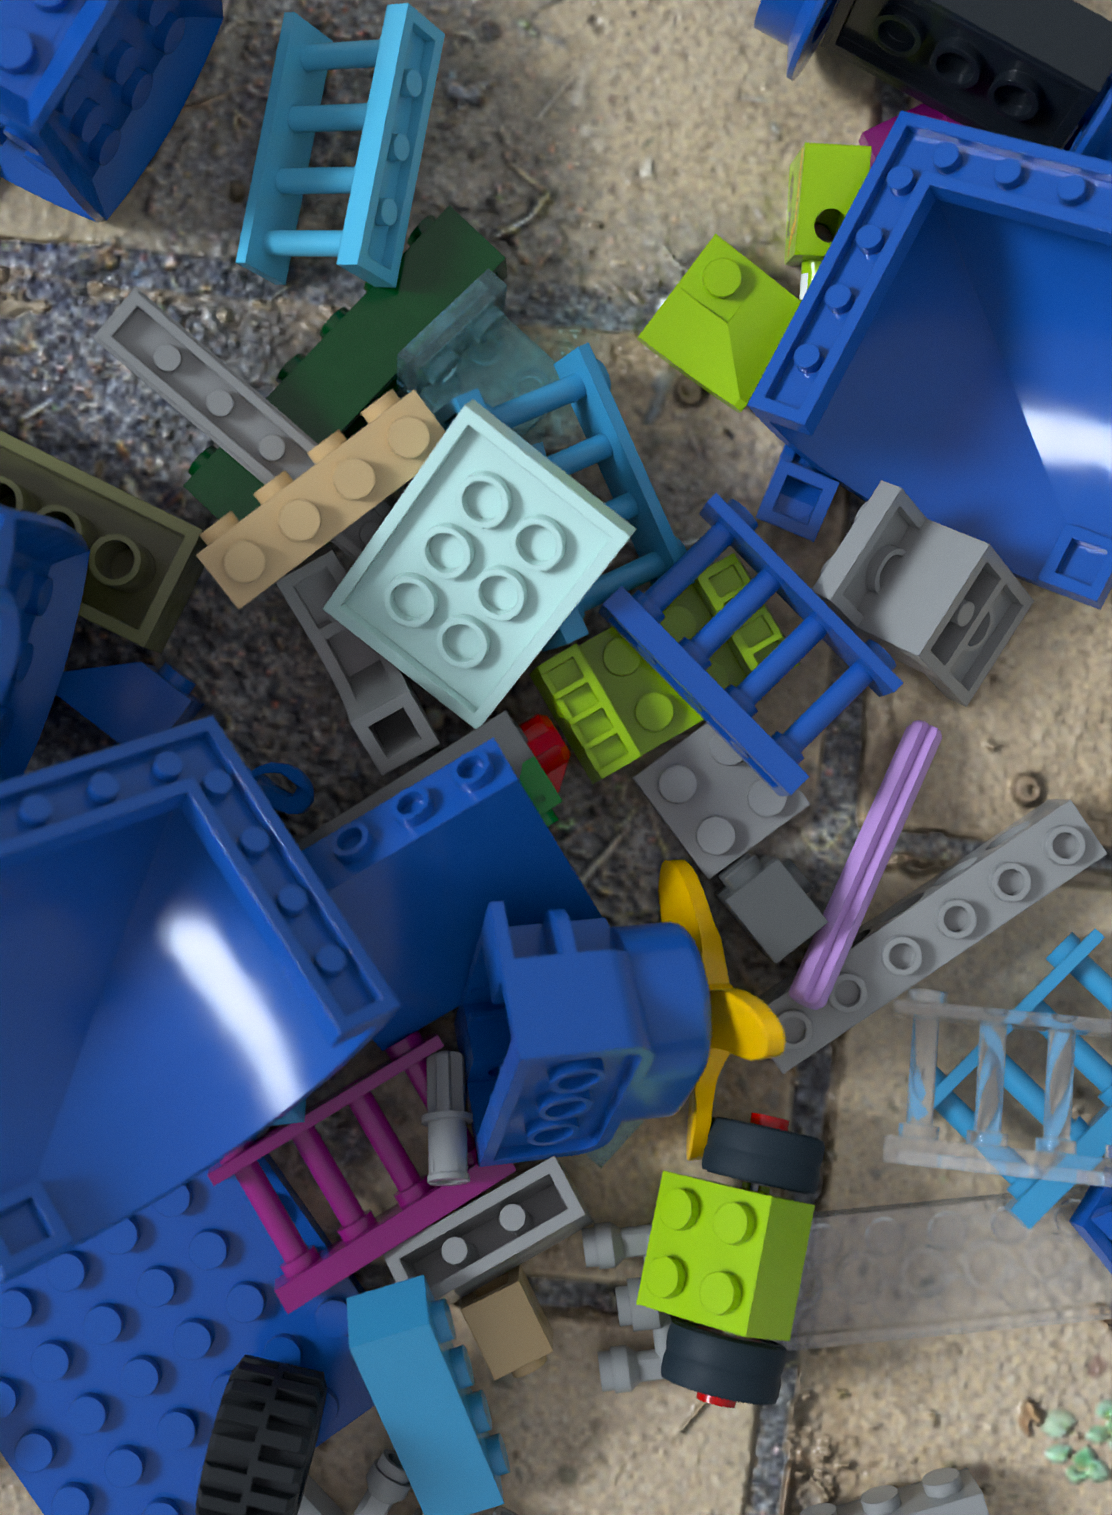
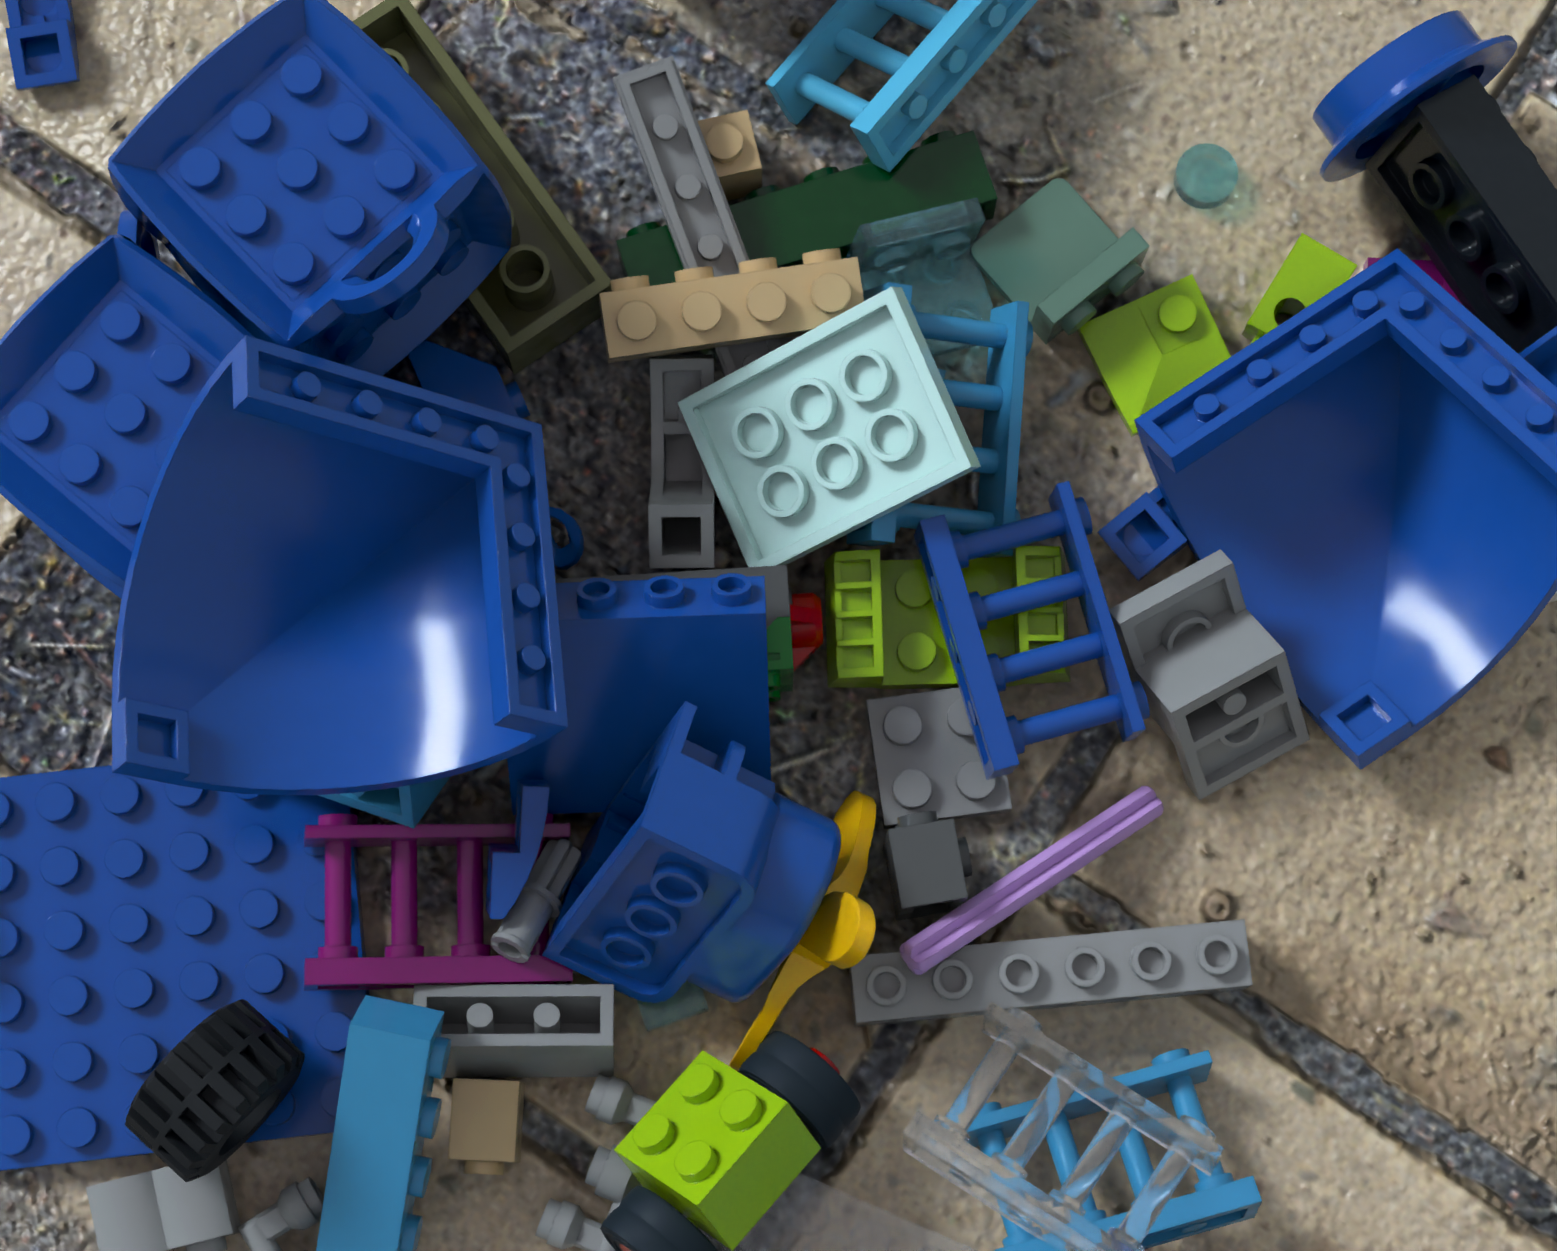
camera: 30 degrees right, 10 degrees down
(242, 345) = (733, 153): none -> tan brick
(408, 1099) = (511, 863): none -> blue slope
(588, 284) = (1058, 259): none -> sand green bracket
(677, 133) = (1205, 176): none -> clear light blue tile

